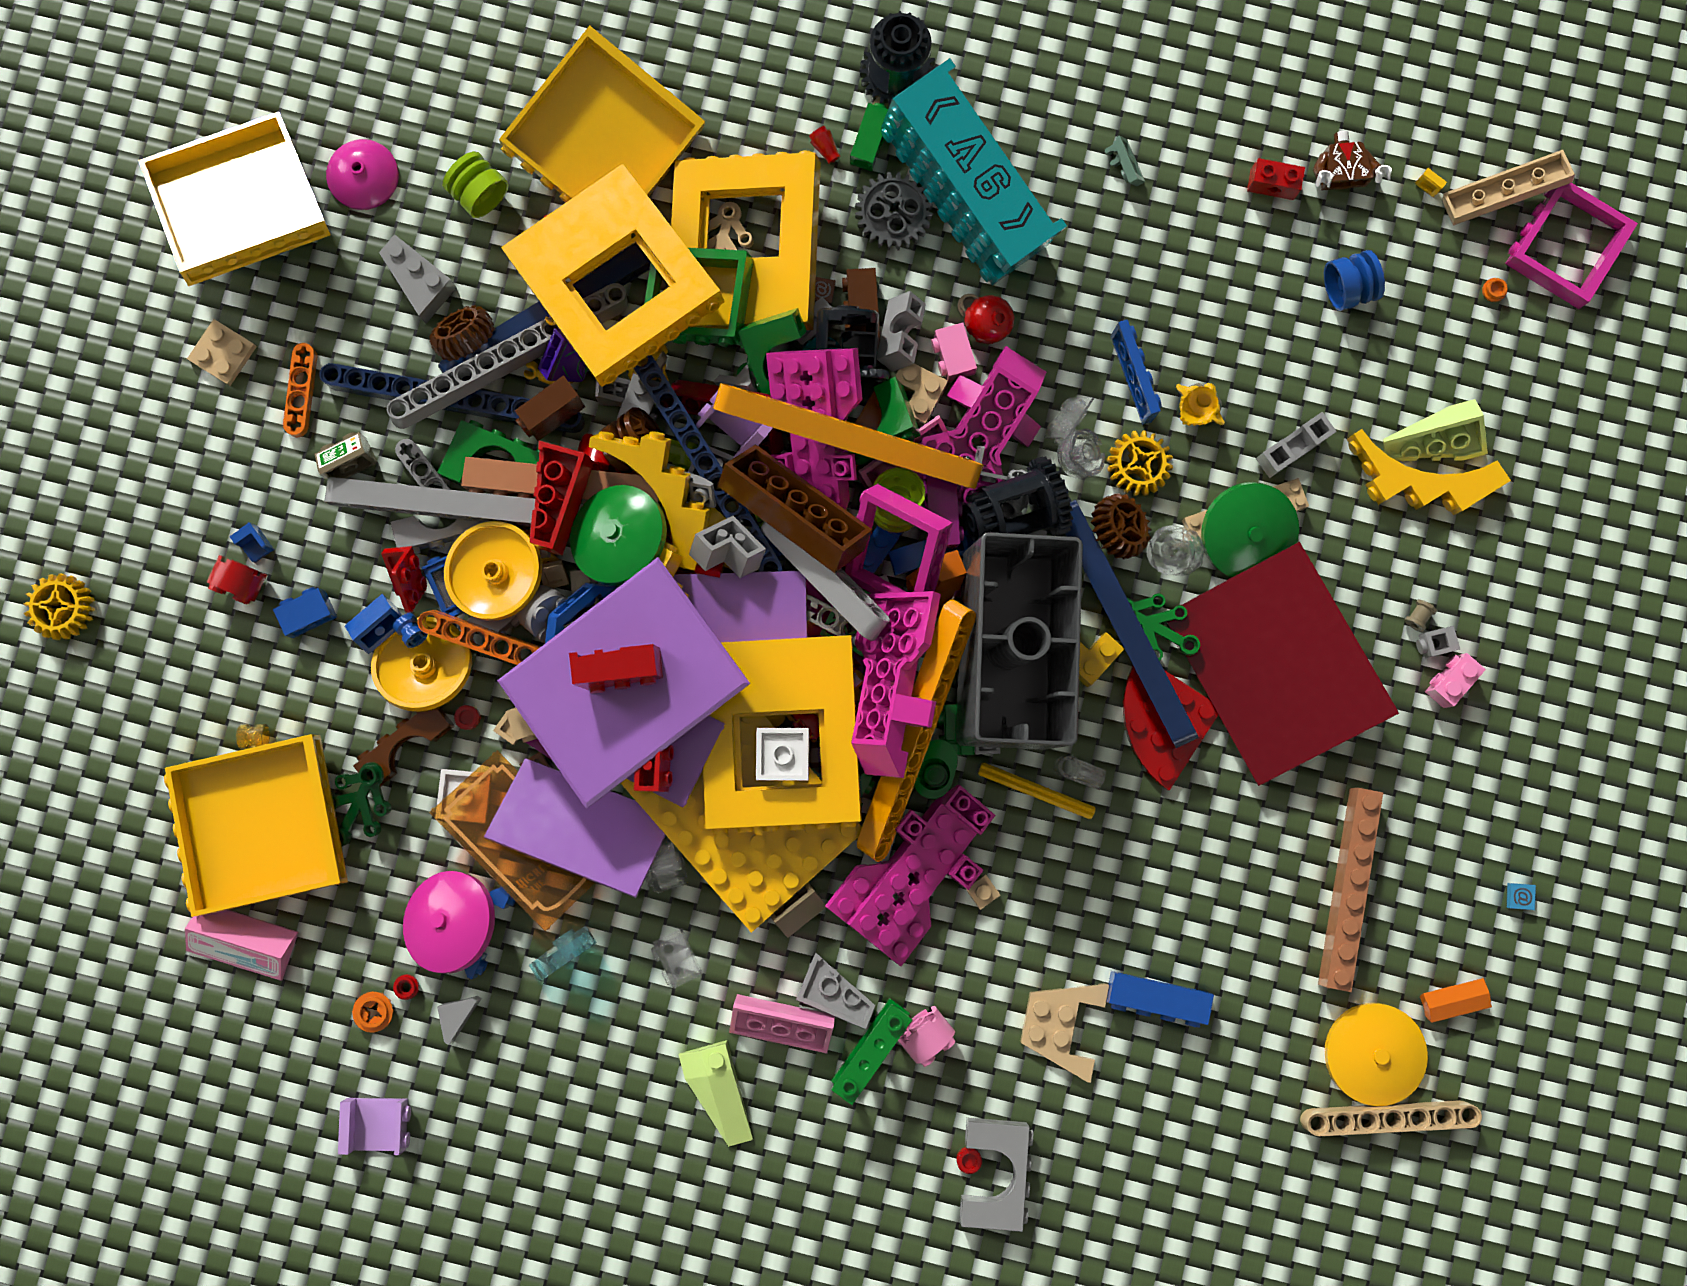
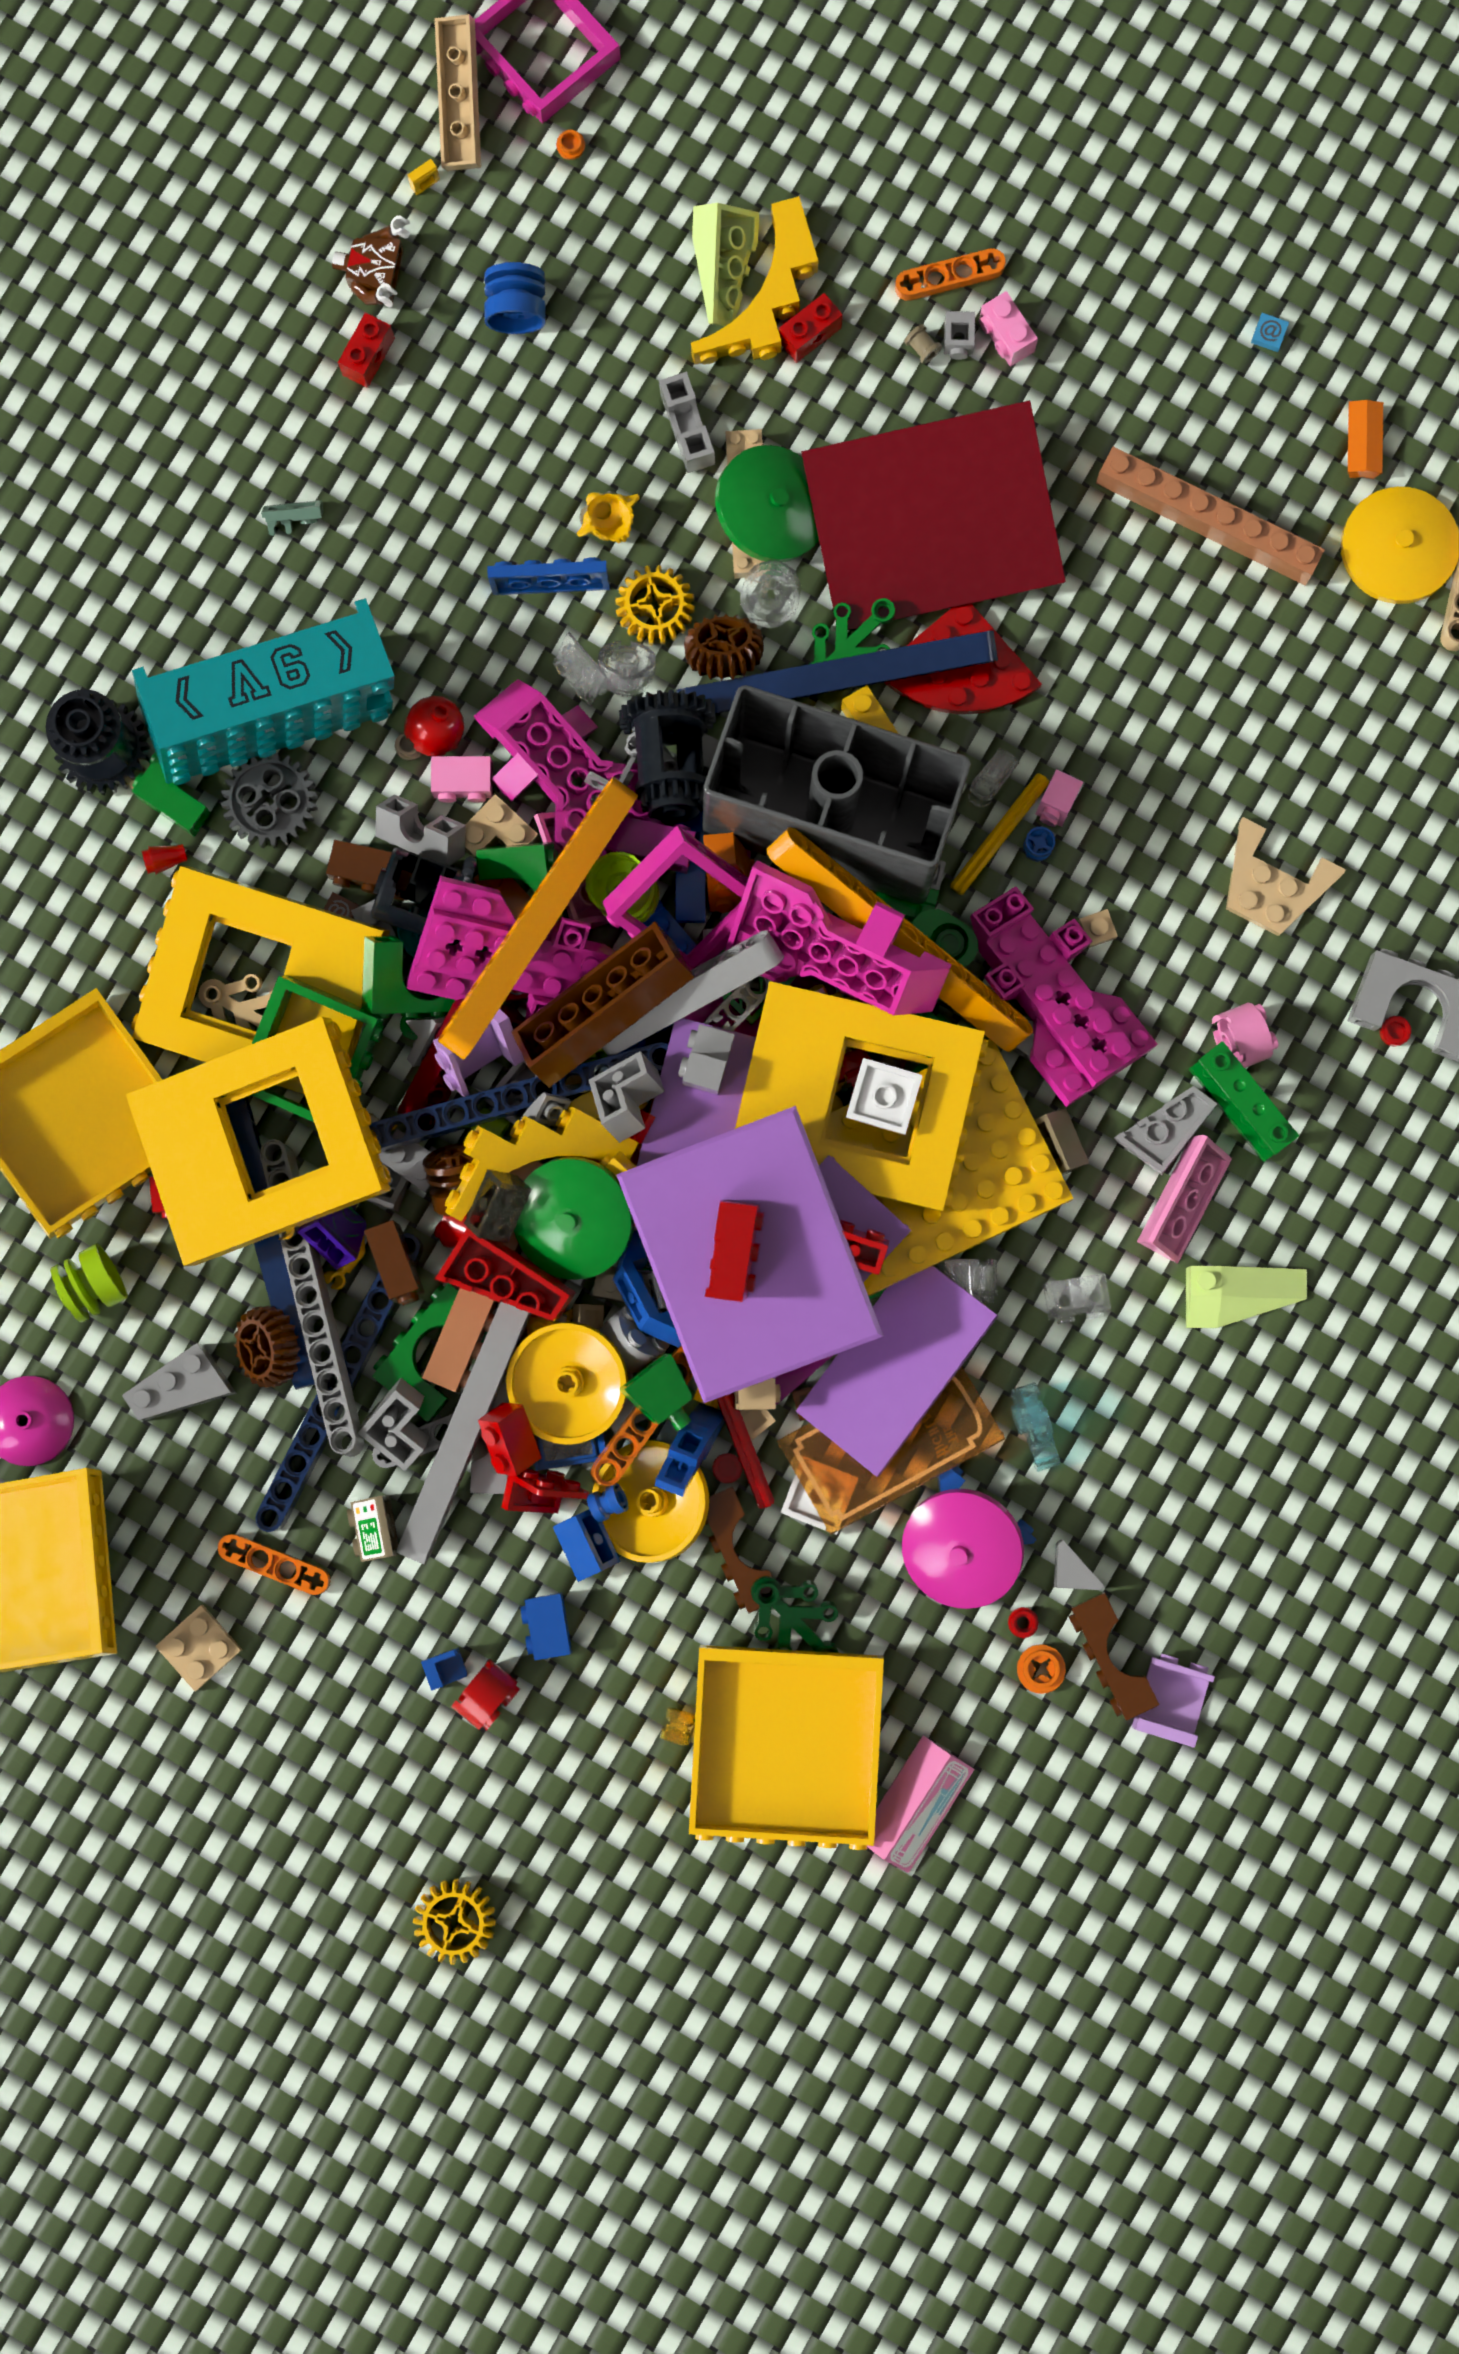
camera: 65 degrees left, 0 degrees up
(371, 1090) = (1130, 1692): none -> reddish brown arch
(422, 445) = (389, 1425): none -> light grey brick
(436, 538) = (509, 1439): none -> red brick
(465, 681) = (689, 1449): none -> blue slope
(477, 731) = (746, 1451): none -> red axle
(500, 644) = (660, 1392): none -> green torso
(608, 472) = (497, 1206): none -> clear smoke brick
(773, 605) = (707, 1059): none -> light grey brick
(1040, 826) = (1042, 838): none -> blue wheel
(1077, 829) = (1058, 799): none -> bright pink brick
(1160, 998) = (1273, 763): blue brick -> none
(1405, 521) = (810, 327): none -> red brick
(1489, 618) = (951, 278): none -> orange beam

